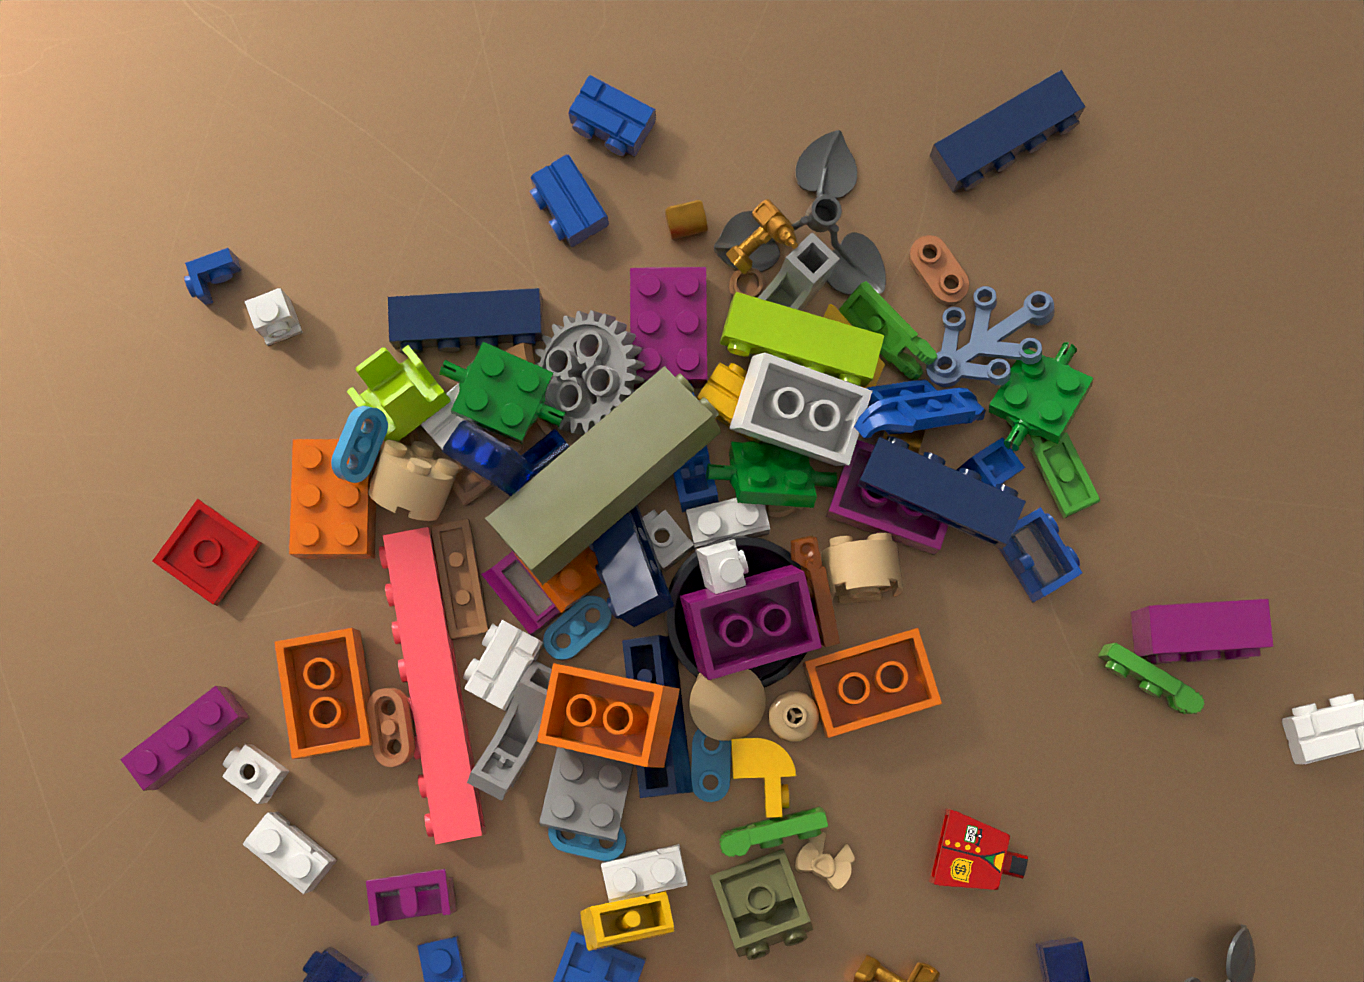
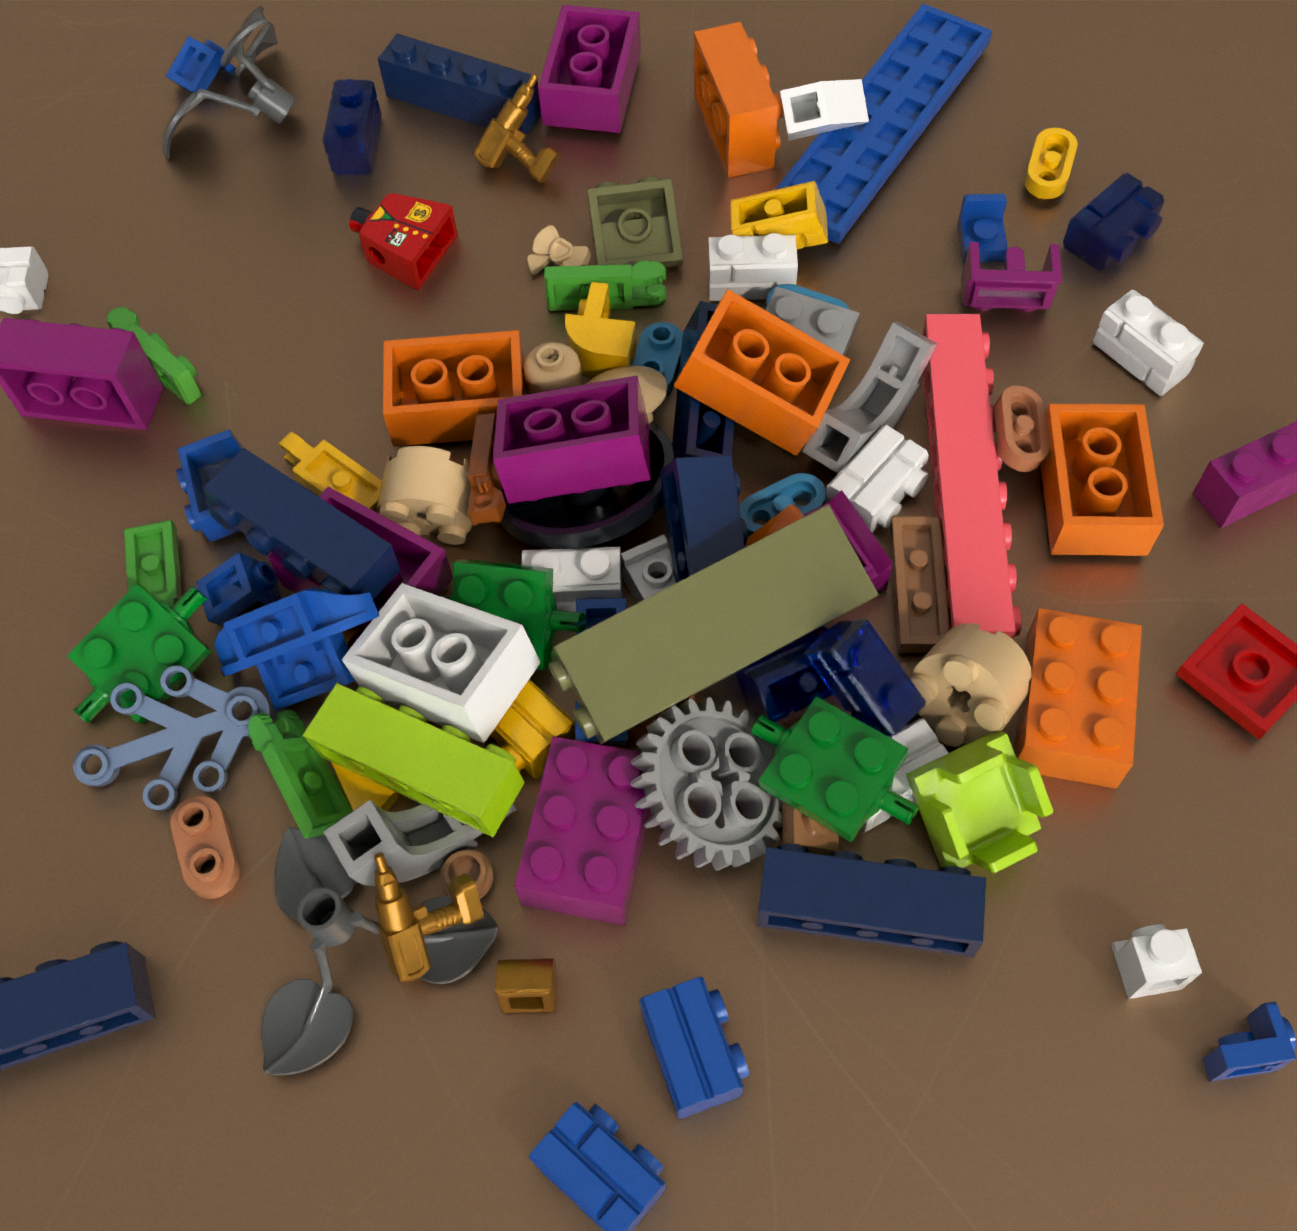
camera: 170 degrees left, 20 degrees down
(267, 775) = (1187, 425): white brick -> none
(359, 444) = (1040, 720): dark azure plate -> none
(722, 566) = (589, 491): white brick -> none
(947, 584) = (328, 466): none -> yellow plate

